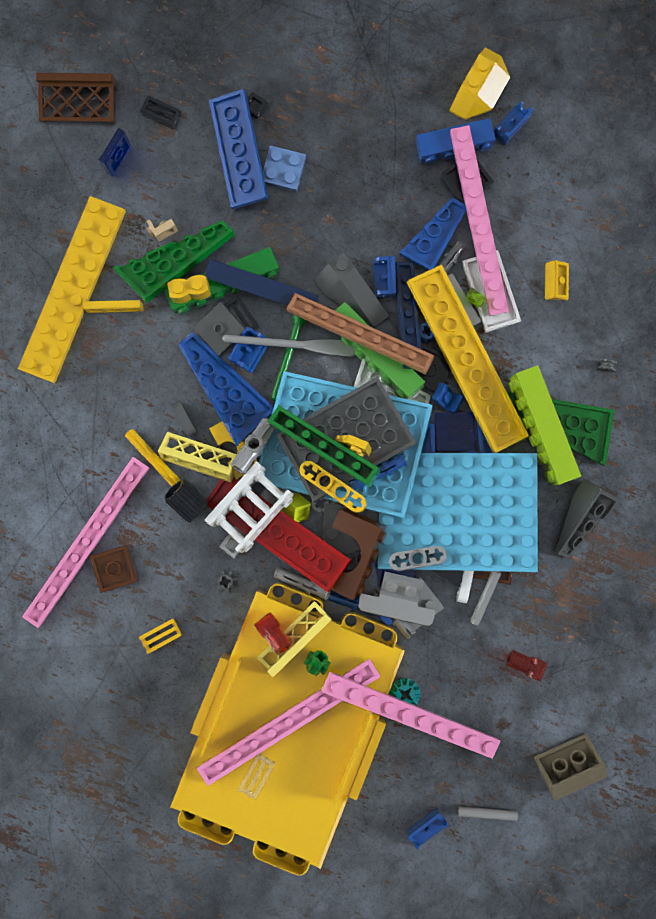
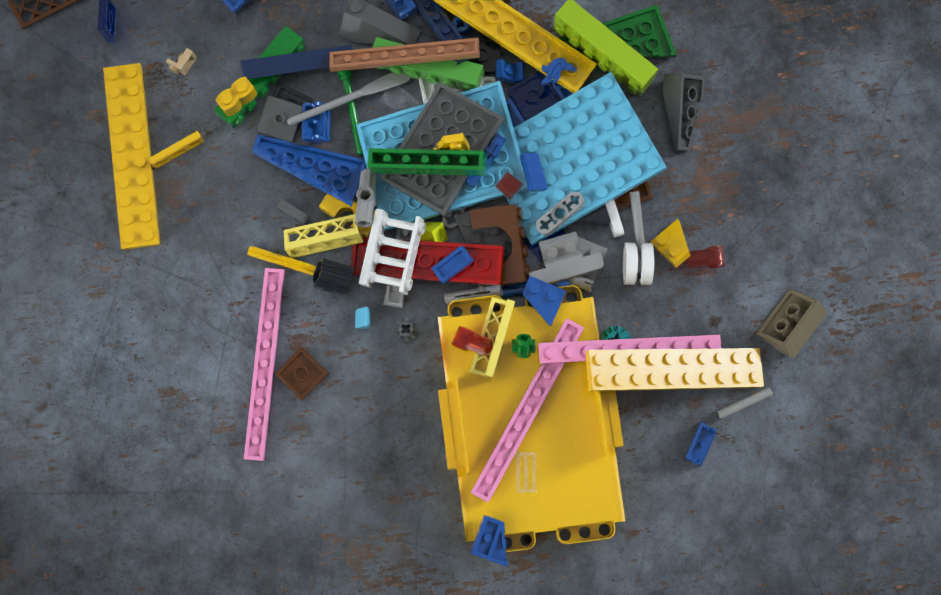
camera: 25 degrees left, 5 degrees down
(146, 643) = (369, 404): yellow tile -> none
(171, 261) = (198, 95): green wing -> none
(190, 821) = (490, 541): none -> blue wing
(194, 548) = (362, 318): none -> medium azure slope
(296, 550) = (452, 264): none -> blue tile
(333, 486) = (453, 192): yellow beam -> none
(360, 628) = (544, 298): none -> blue wing
(386, 507) = (509, 185): none -> clear red plate
(415, 506) = (533, 172): none -> blue tile
(438, 757) = (673, 369): none -> plate
(463, 639) = (638, 264): none -> white wheel
(487, 421) = (554, 69): none -> blue piece
(504, 636) = (672, 244): none -> yellow wing

